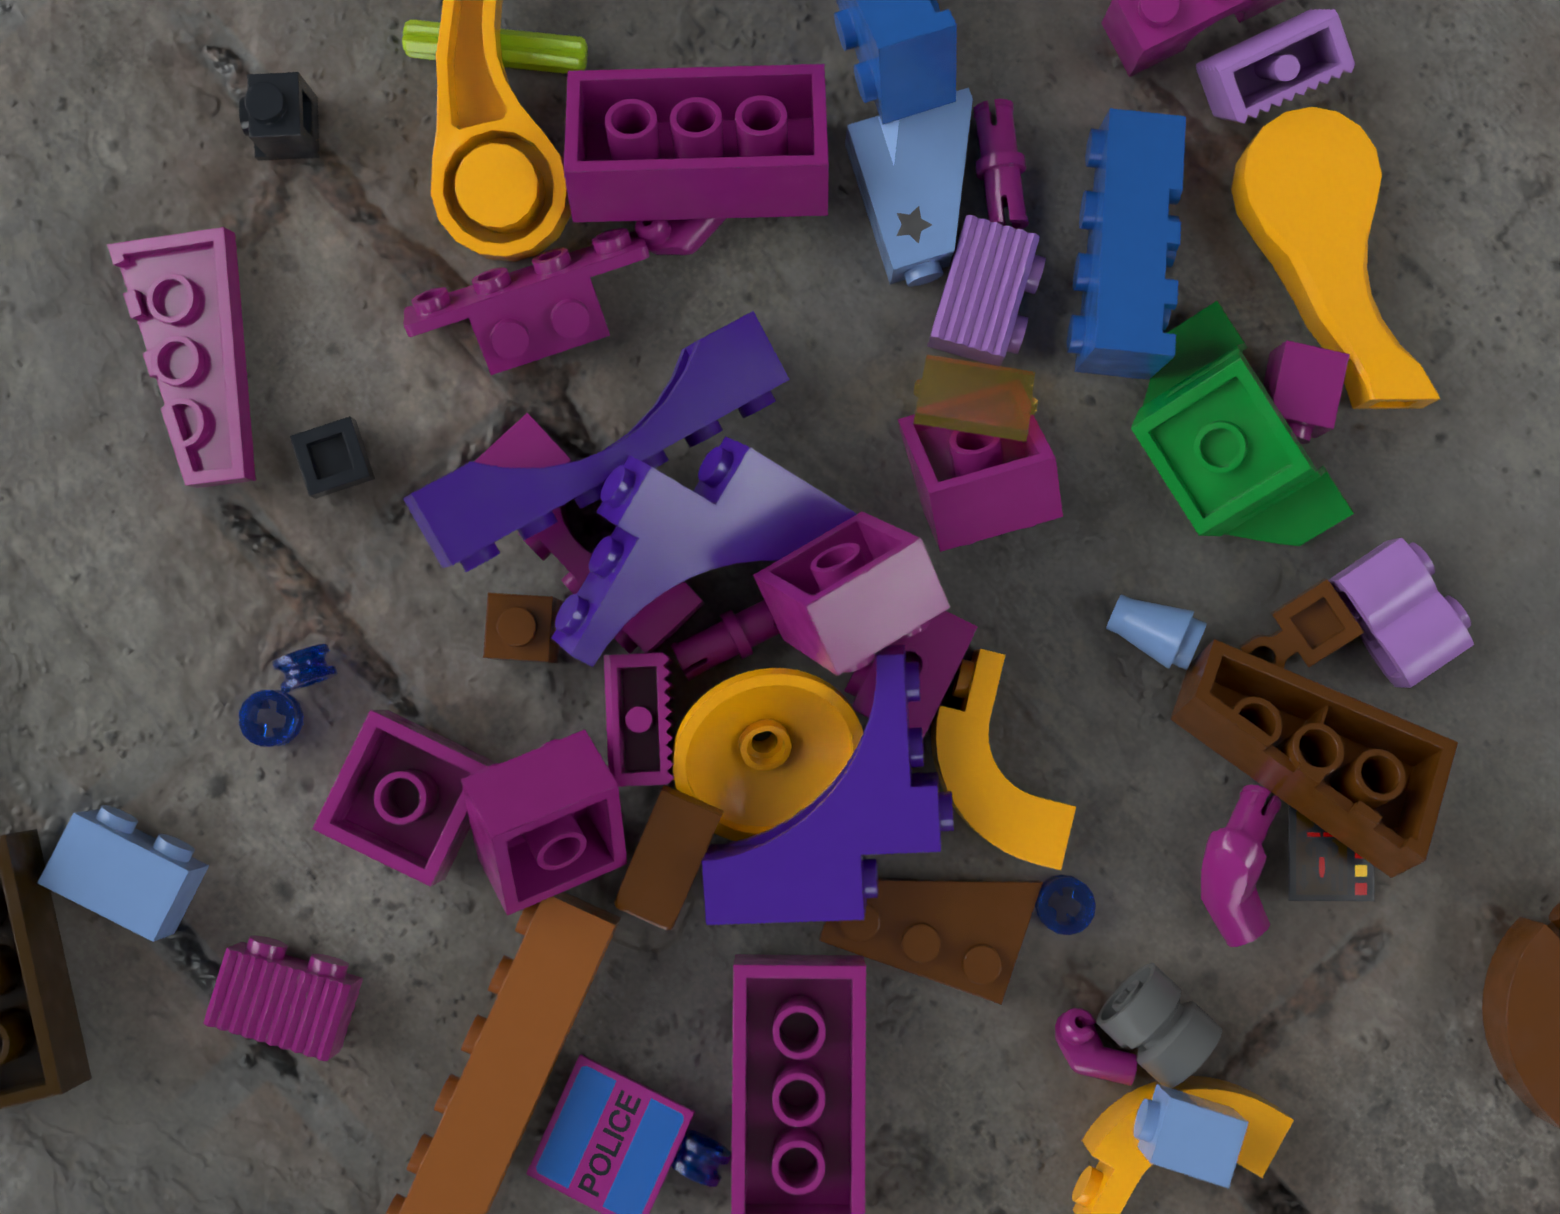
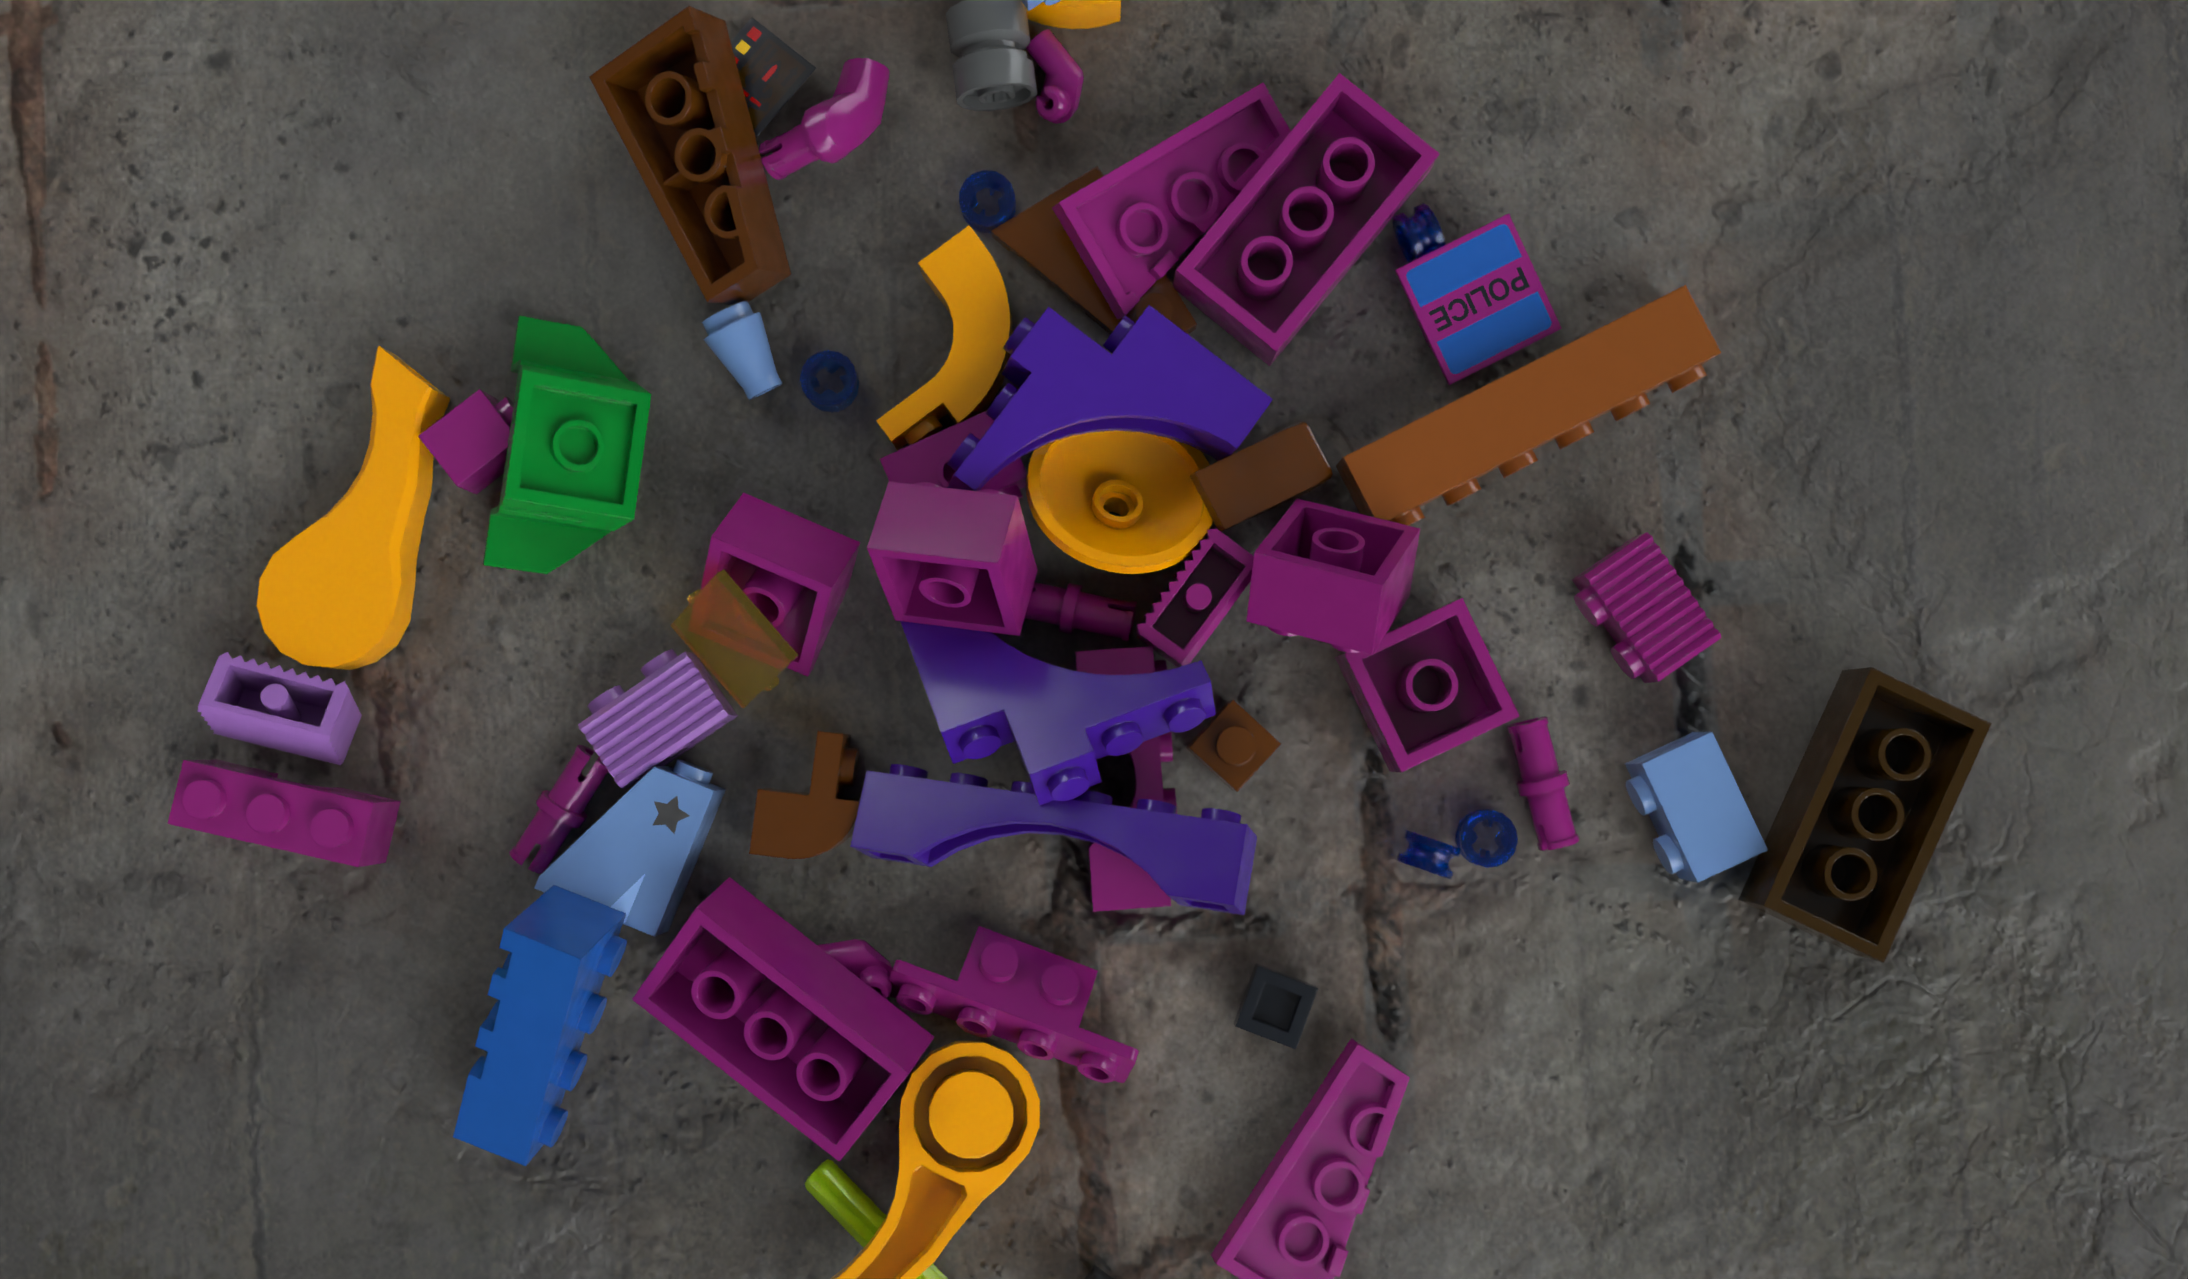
camera: 145 degrees left, 0 degrees up
(257, 795) = (1543, 783): none -> magenta pin
(804, 306) = (814, 822): none -> reddish brown brick
(926, 1009) = (1160, 202): none -> magenta wing
(1059, 645) = (830, 362): none -> clear blue bush
(1129, 245) = (513, 662): blue wedge -> none
(1310, 624) = (623, 258): reddish brown plate -> none
(1402, 613) = (547, 212): medium lavender brick -> none

